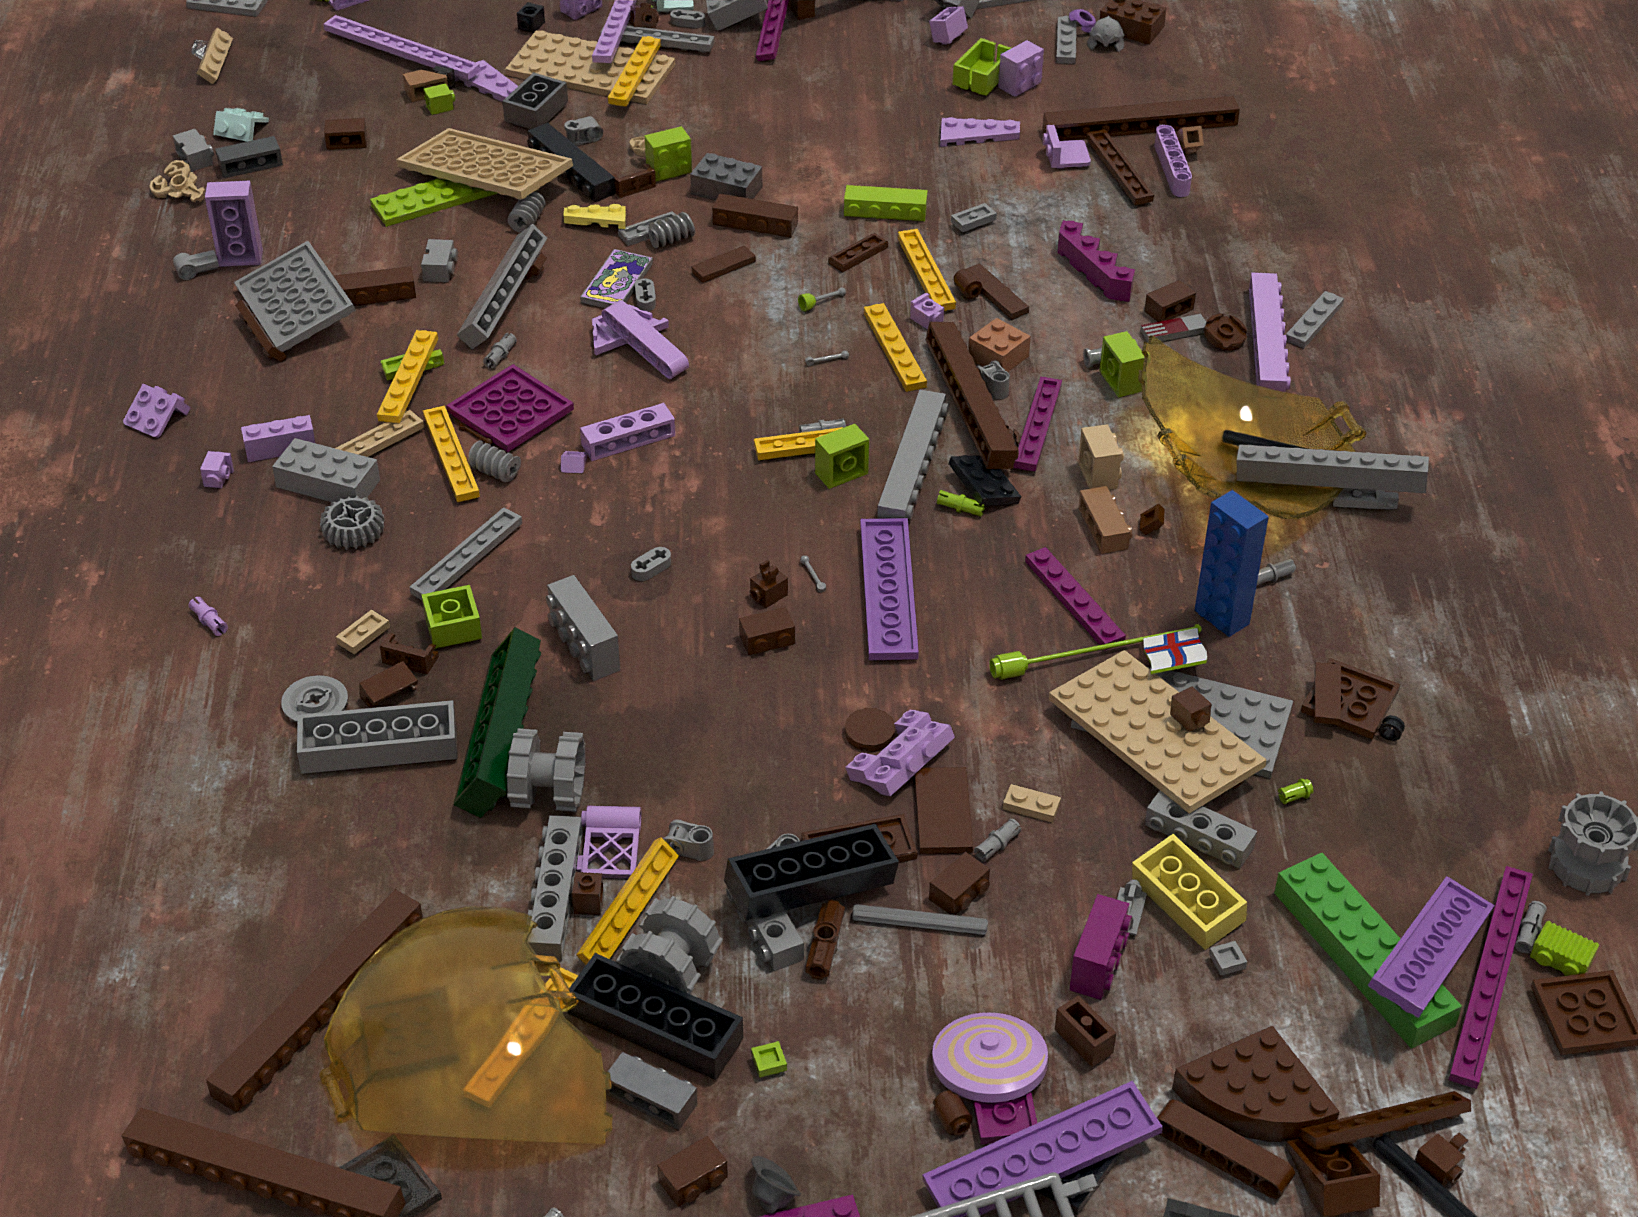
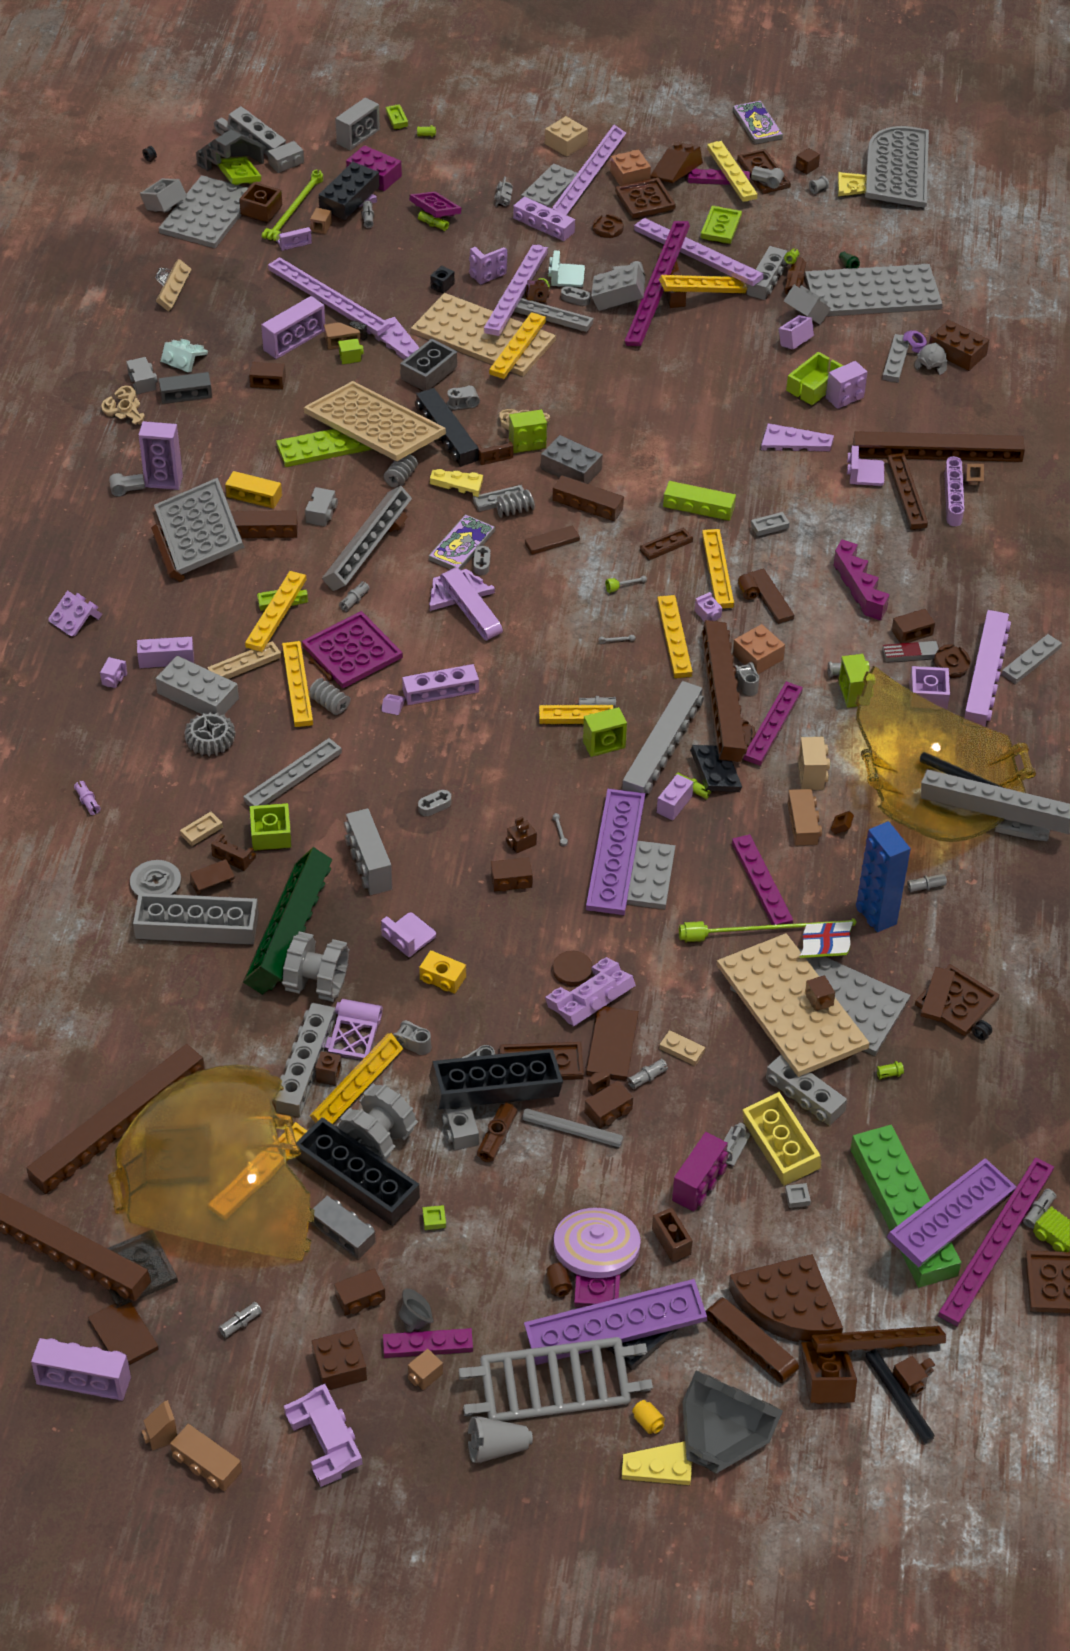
camera: 10 degrees right, 5 degrees up
(353, 252) = (253, 490): none -> yellow brick
(367, 80) = (293, 327): none -> lavender brick
(652, 717) = (408, 933): none -> lavender bracket
(708, 756) = (442, 972): none -> yellow brick
(939, 609) = (651, 875): none -> light grey plate
(939, 858) = (598, 1082): none -> reddish brown plate
(944, 517) = (675, 797): none -> lavender brick
(1213, 353) = (931, 684): none -> lavender brick

